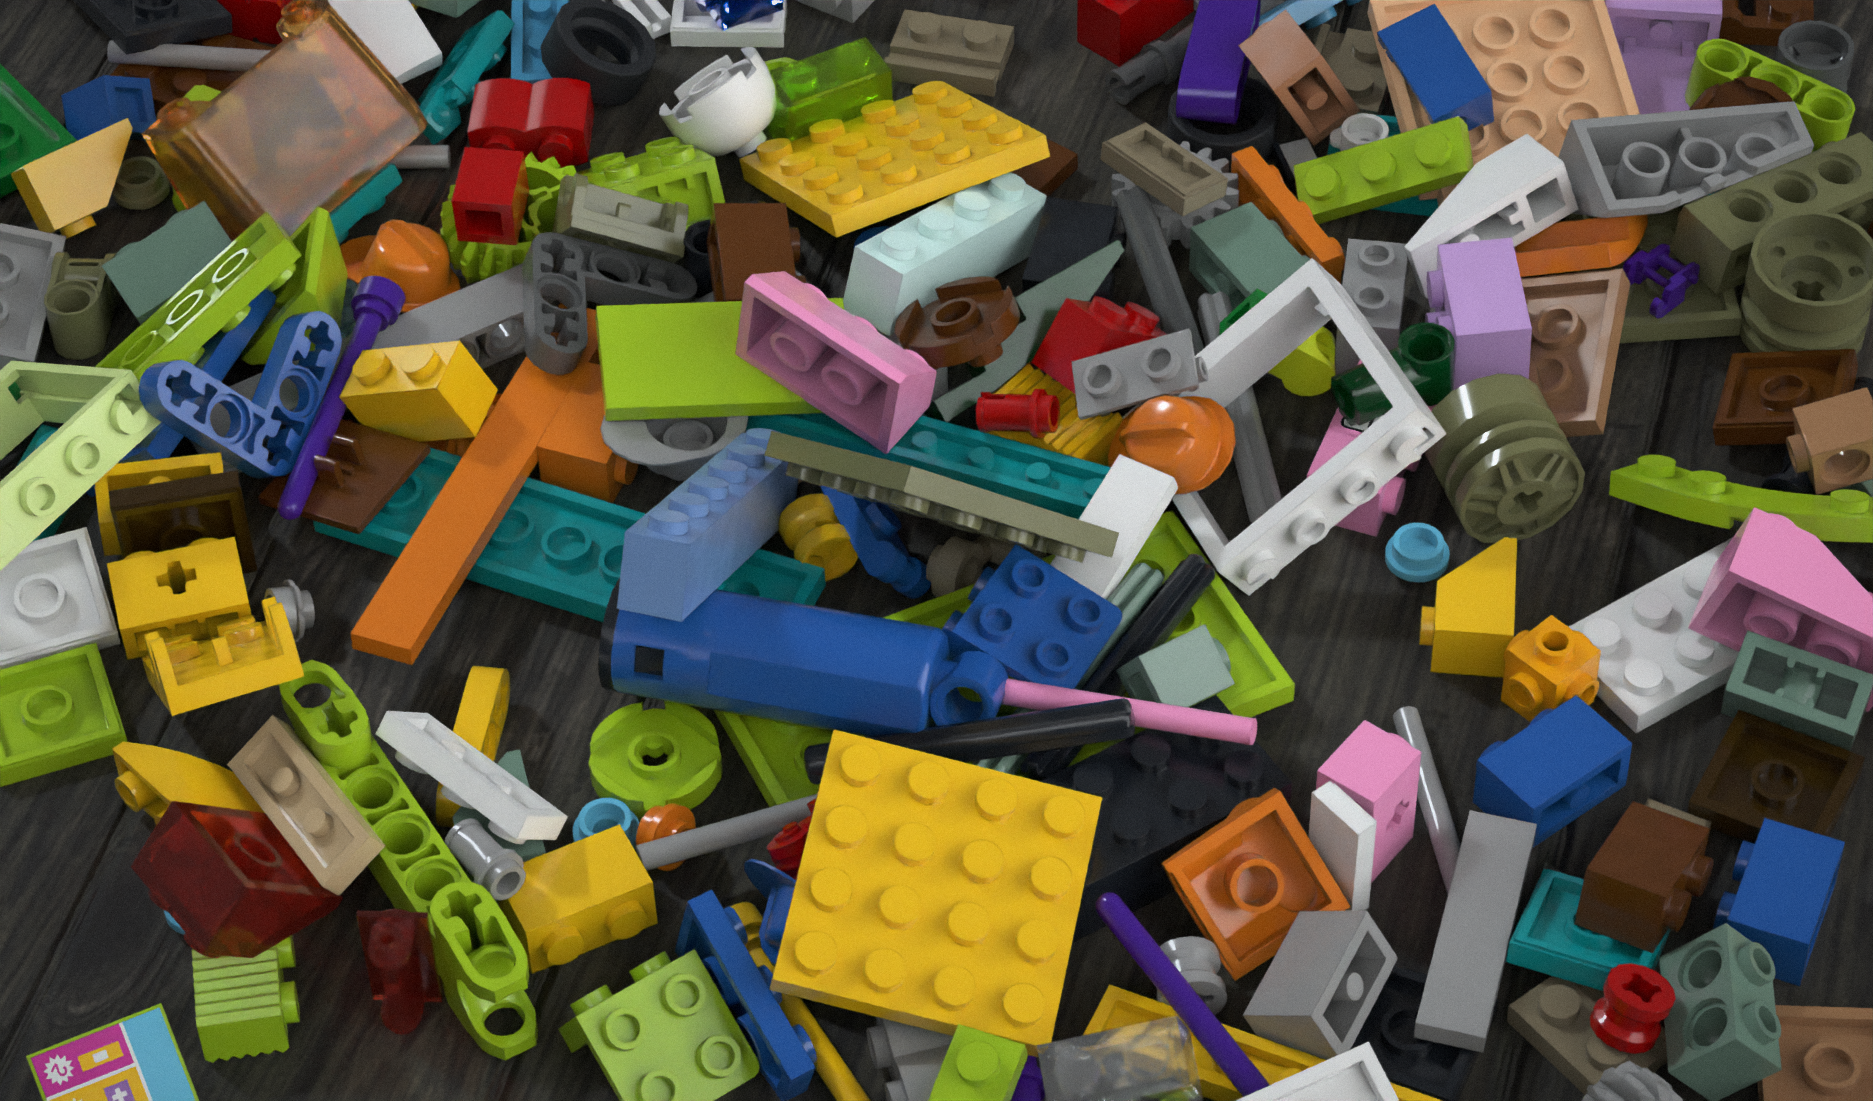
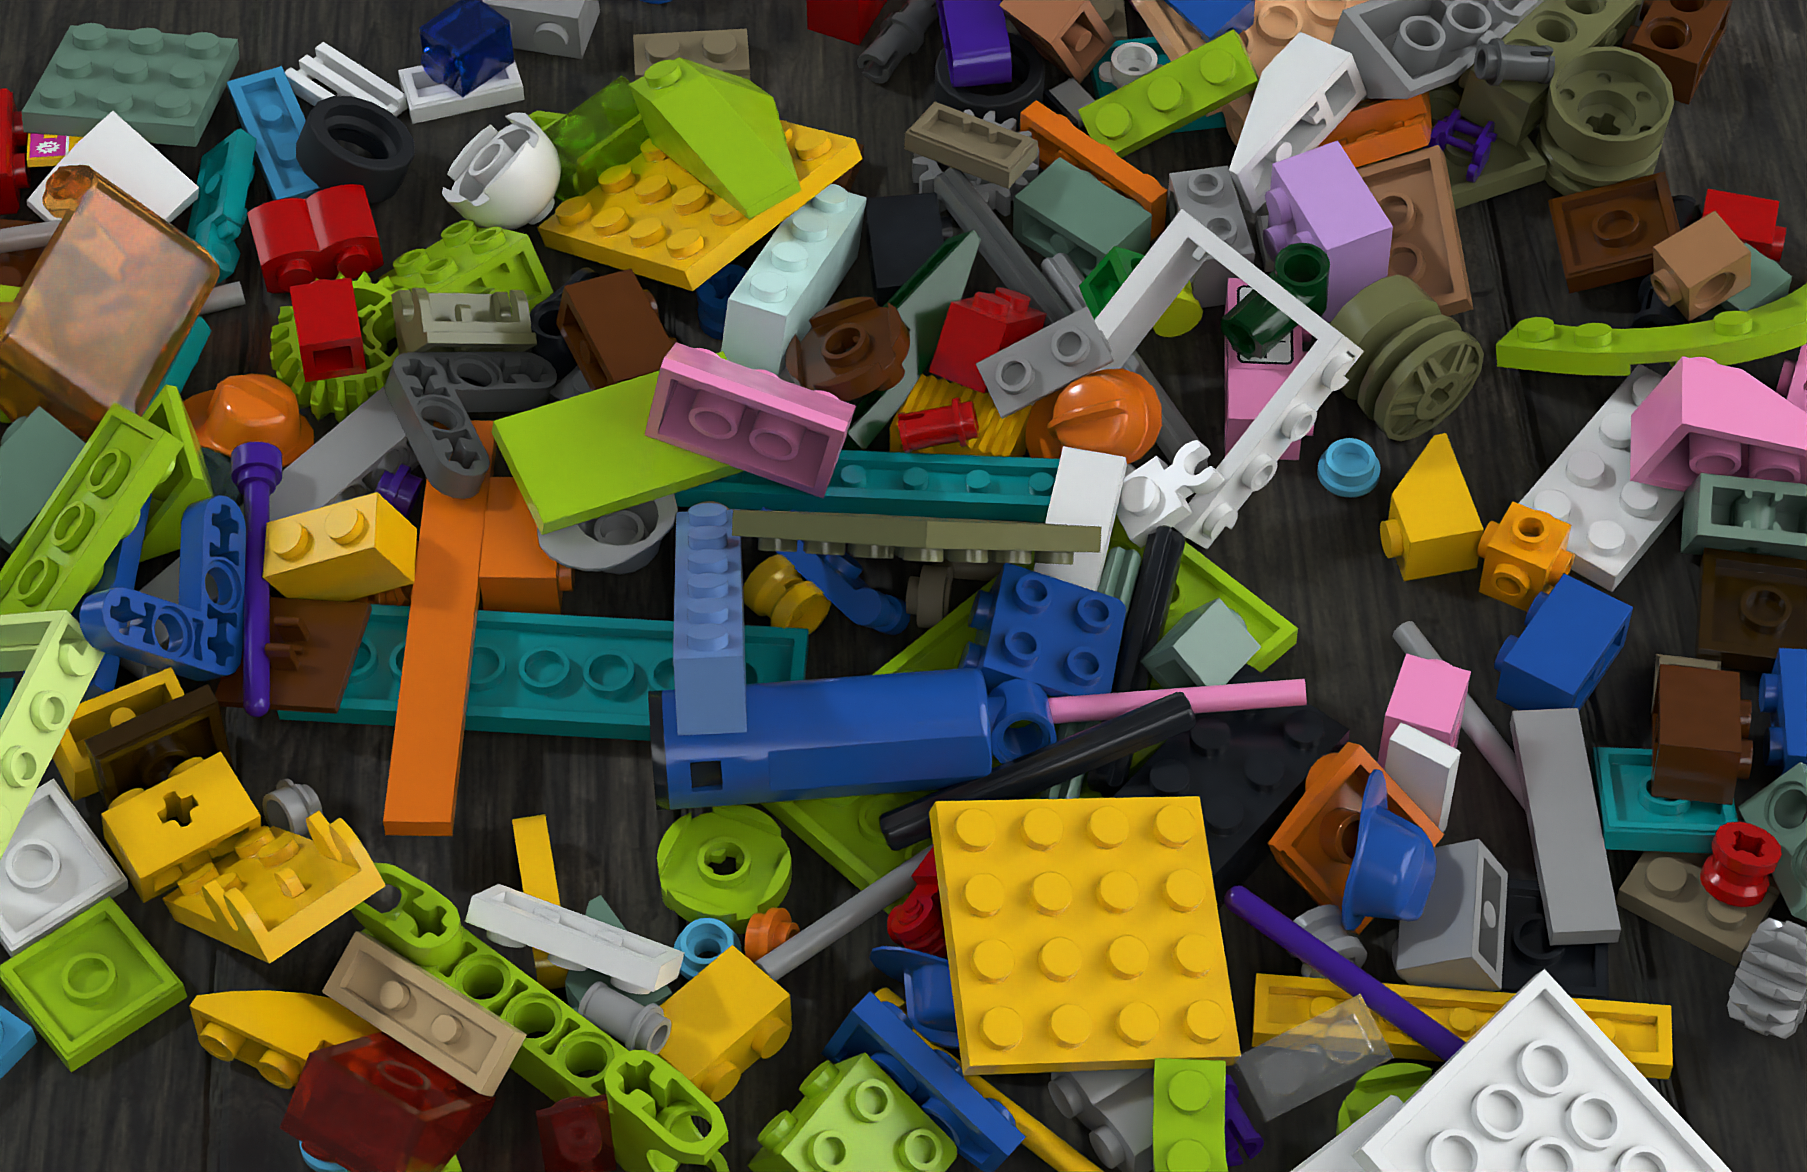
camera: 20 degrees left, 5 degrees up
(502, 358) = (400, 489): none -> dark purple plate
(925, 98) = (718, 132): none -> lime wedge
(1206, 519) = (1158, 493): none -> white plate
(1262, 904) = (1390, 865): none -> blue piece
(1725, 206) = (1513, 63): none -> dark grey pin

